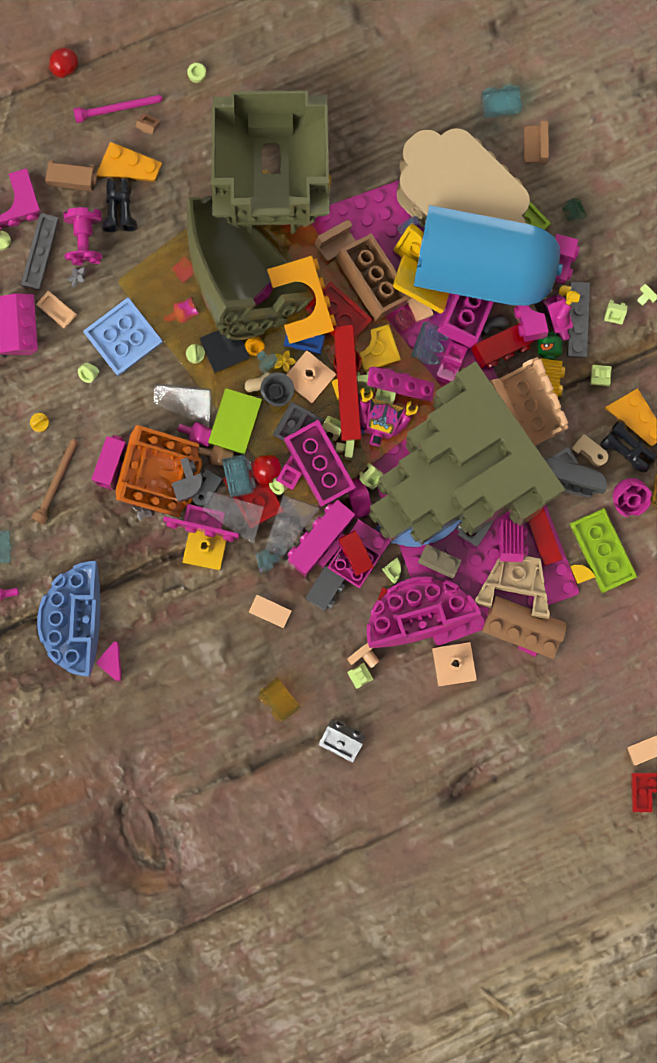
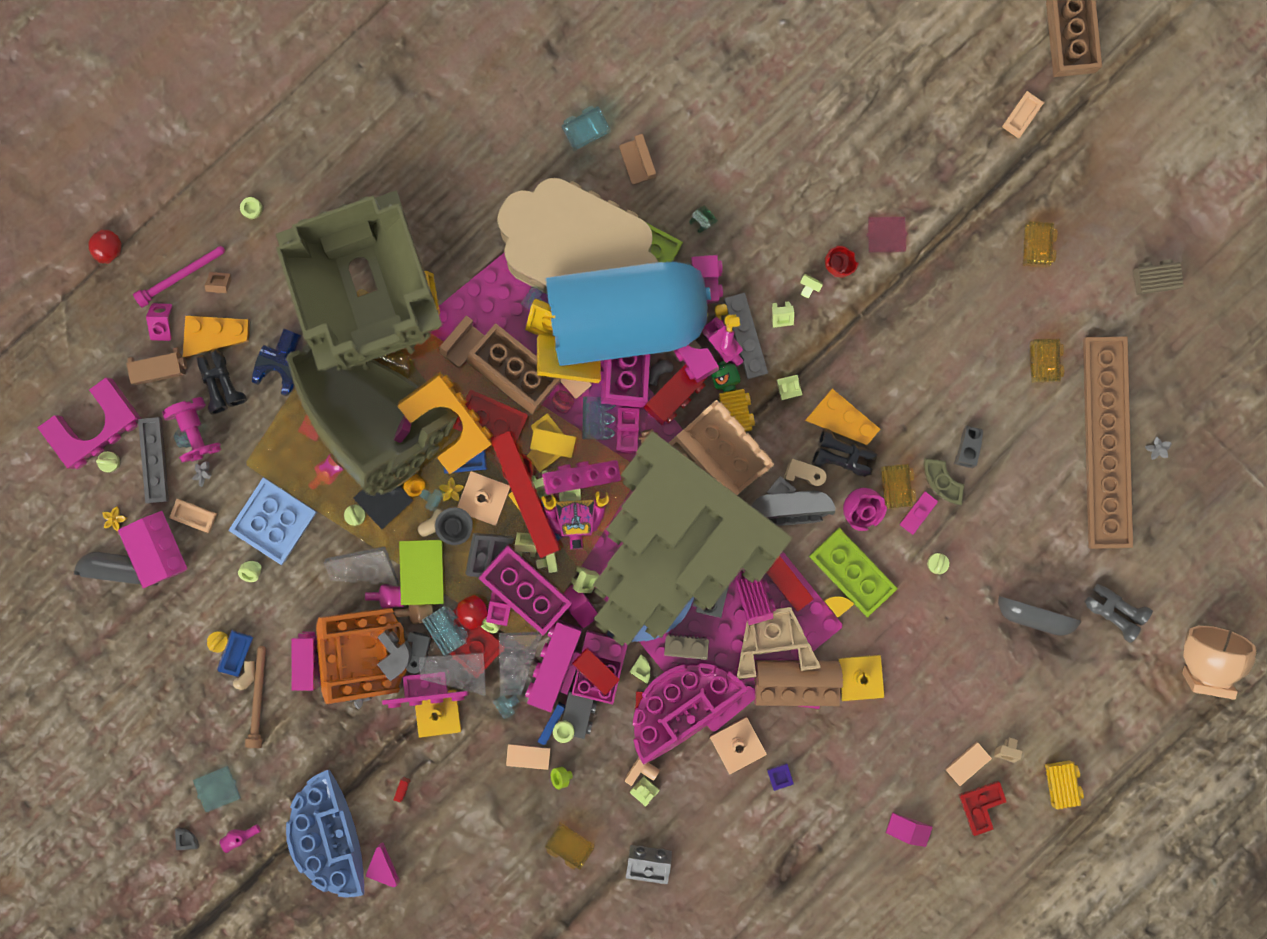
camera: 10 degrees left, 5 degrees up
(50, 437) = (234, 653): none -> blue tile
(53, 461) = (247, 677): none -> tan arm
(71, 242) = (181, 439): none -> clear light blue tile
(86, 140) = (158, 322): none -> dark pink bracket
(152, 601) = (402, 789): none -> red tile
(175, 205) = (275, 360): none -> clear blue connector
(292, 638) = (560, 777): none -> lime tile
(300, 589) = (551, 723): none -> blue tile
(309, 597) = (563, 731): none -> yellowish green tile
(385, 349) = (553, 443): none -> yellow tile
(481, 704) = (780, 776): none -> dark purple tile
(578, 788) = (908, 830): none -> dark pink slope
(580, 643) = (861, 678): none -> yellow tile

